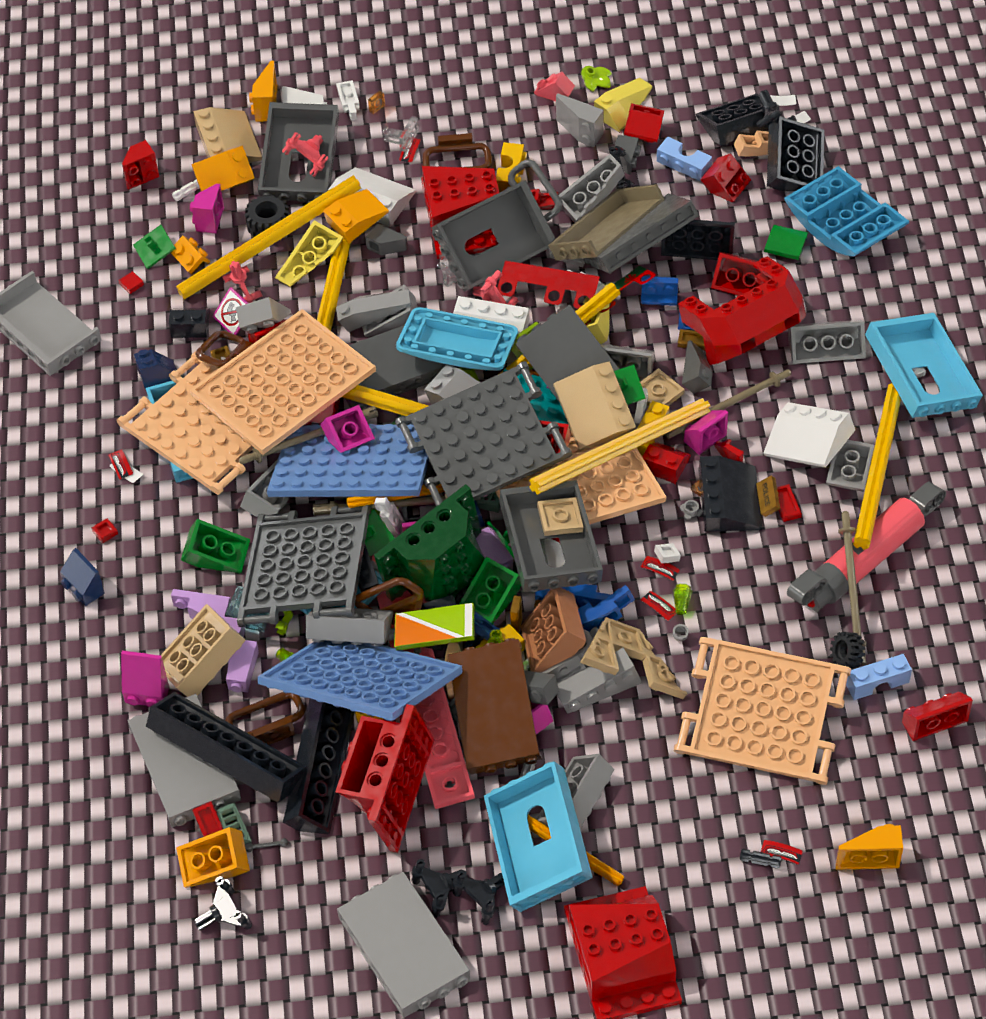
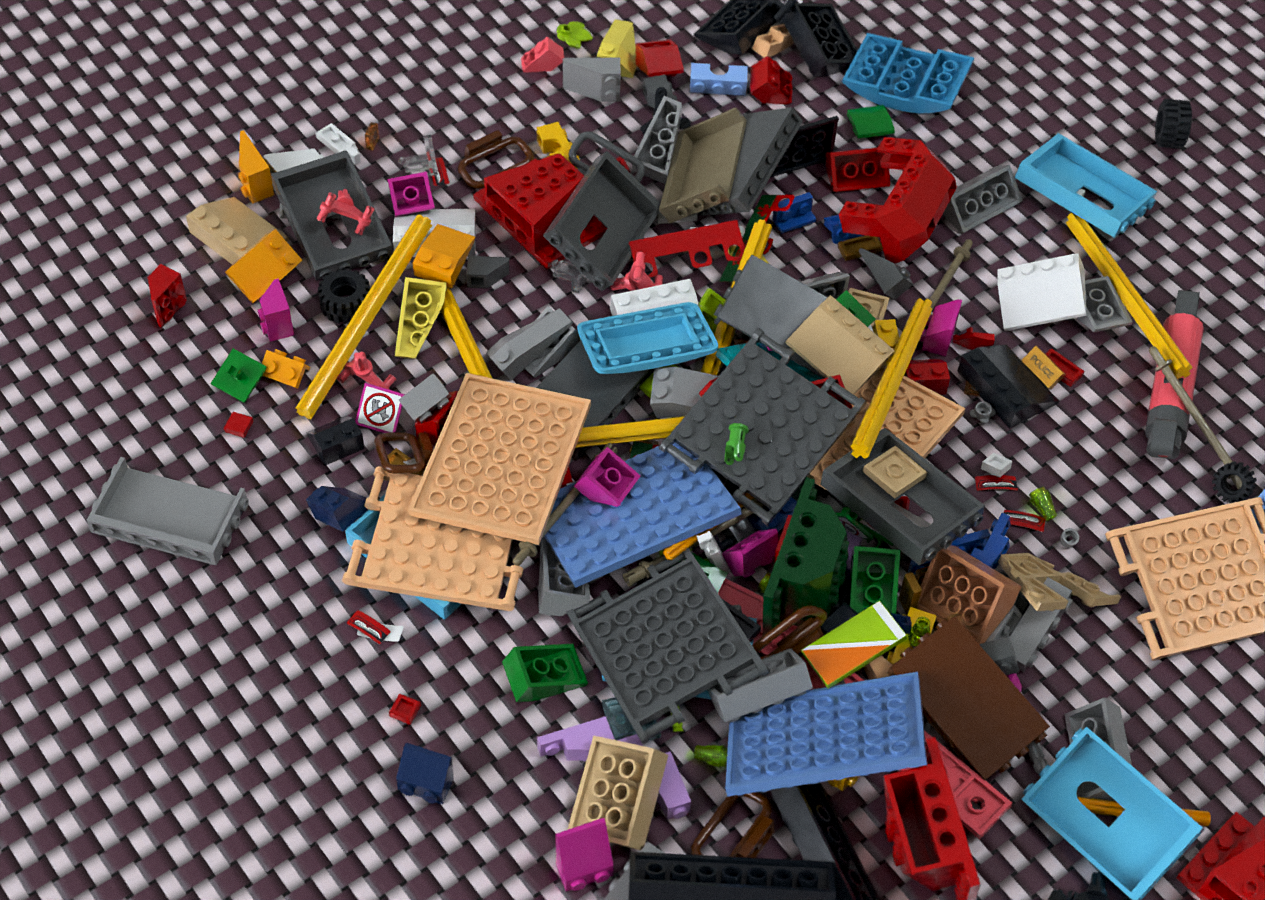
camera: 35 degrees left, 0 degrees up
(186, 190) = (230, 302): white axle -> none
(370, 158) = (411, 194): none -> dark pink slope
(446, 442) = (736, 443): none -> bright green piece

